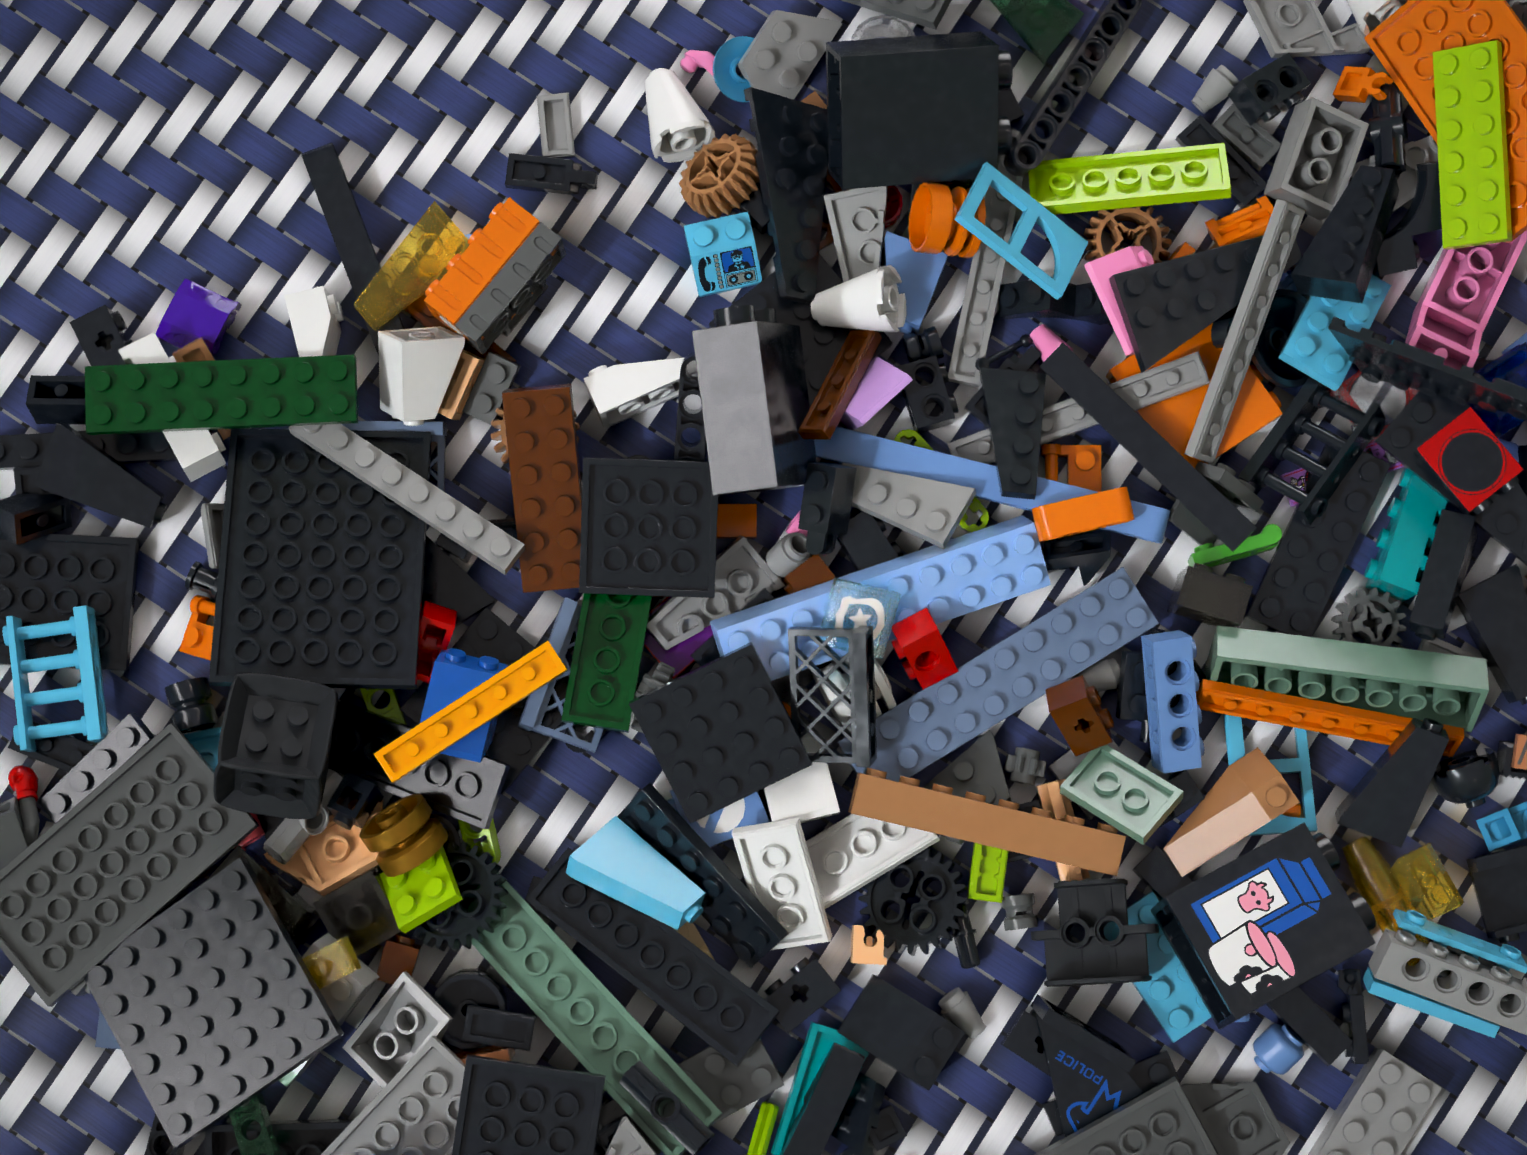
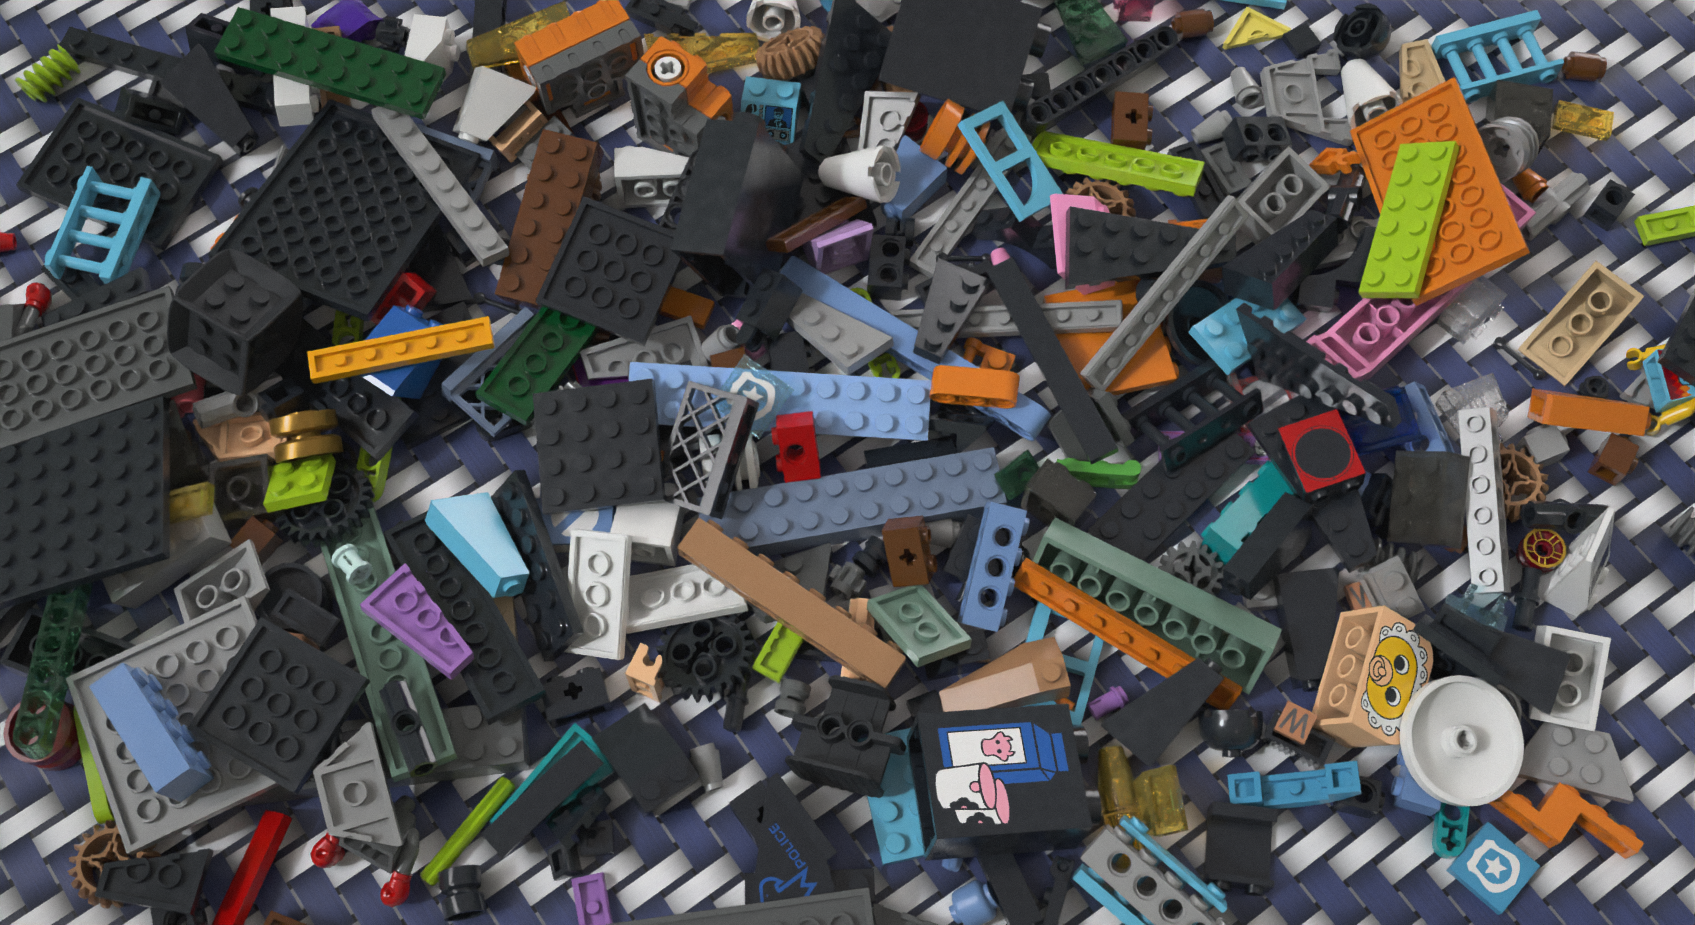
camera: 20 degrees right, 15 degrees down
(257, 315) = (392, 34): none -> black gear
(500, 594) = (480, 299): none -> black hinge
(523, 958) = (352, 558): none -> light aqua bush
(601, 215) = (718, 52): none -> clear yellow wing
(615, 989) = (418, 622): none -> medium lavender wing
(633, 298) = (674, 98): none -> piece
(1024, 609) = (909, 452): none -> black tile
(1040, 727) = (871, 557): none -> black wheel
(1126, 99) = (1131, 119): none -> reddish brown brick
(1157, 584) = (1016, 474): none -> clear green tile
(1232, 24) = (1245, 88): none -> light grey cone
(1333, 792) = (1108, 702): none -> medium lavender pin

